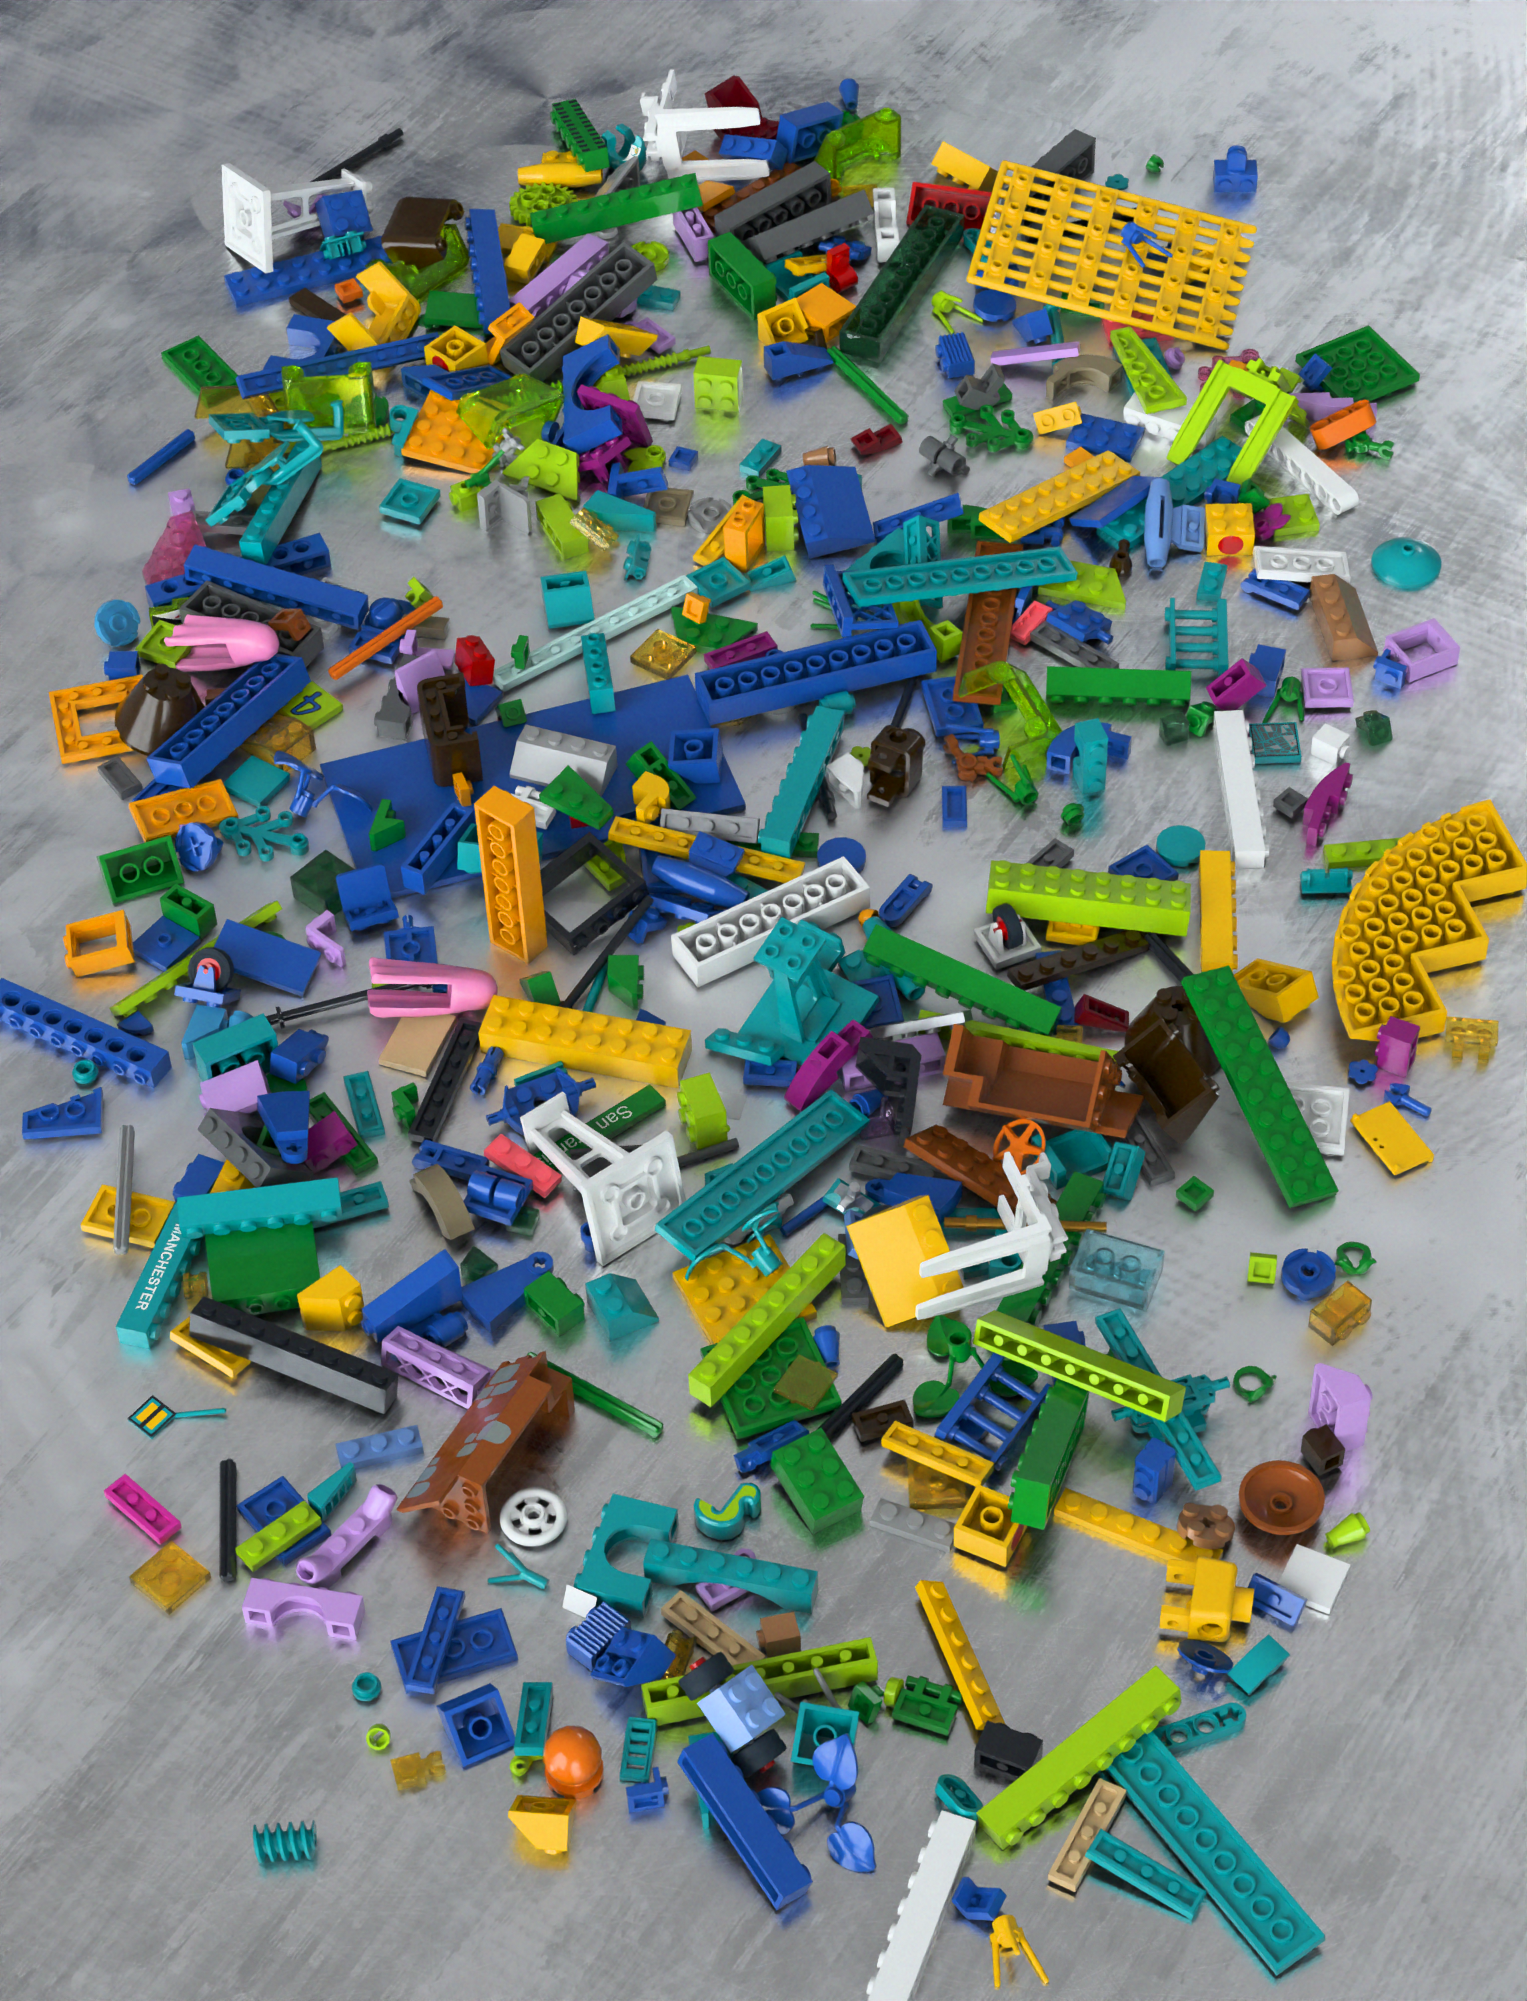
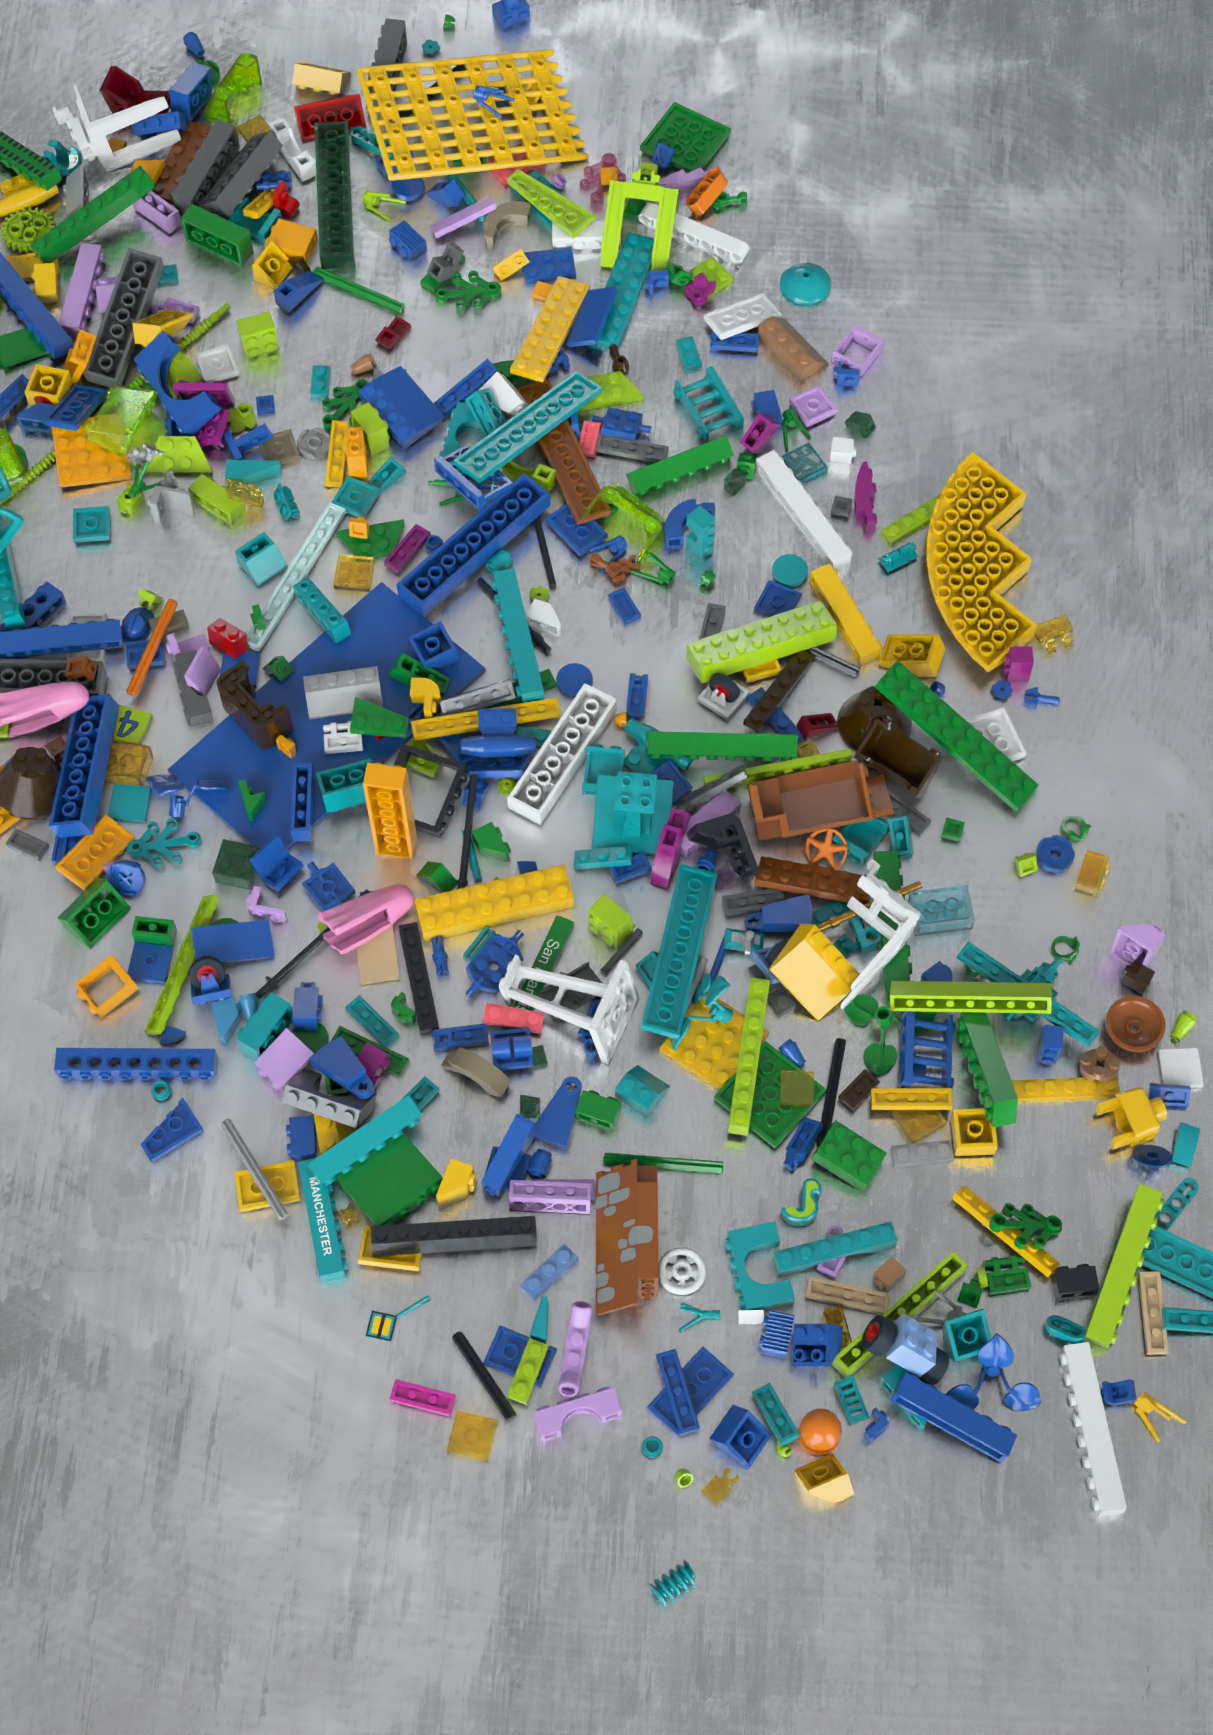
camera: 30 degrees left, 15 degrees up
(401, 428) = (52, 466): teal plate -> none
(549, 431) = (157, 423): blue tile -> none
(654, 252) = (133, 239): lime tile -> none
(895, 751) = (573, 582): dark brown piece -> none
(943, 456) = (451, 328): dark grey pin -> none
(956, 536) = (505, 394): none -> white slope
(989, 1656) = (1049, 1225): none -> green plant
(1170, 525) = (638, 321): medium blue plate -> none
(1229, 529) = (678, 307): yellow brick -> none
(1396, 1140) = (1052, 731): yellow door -> none

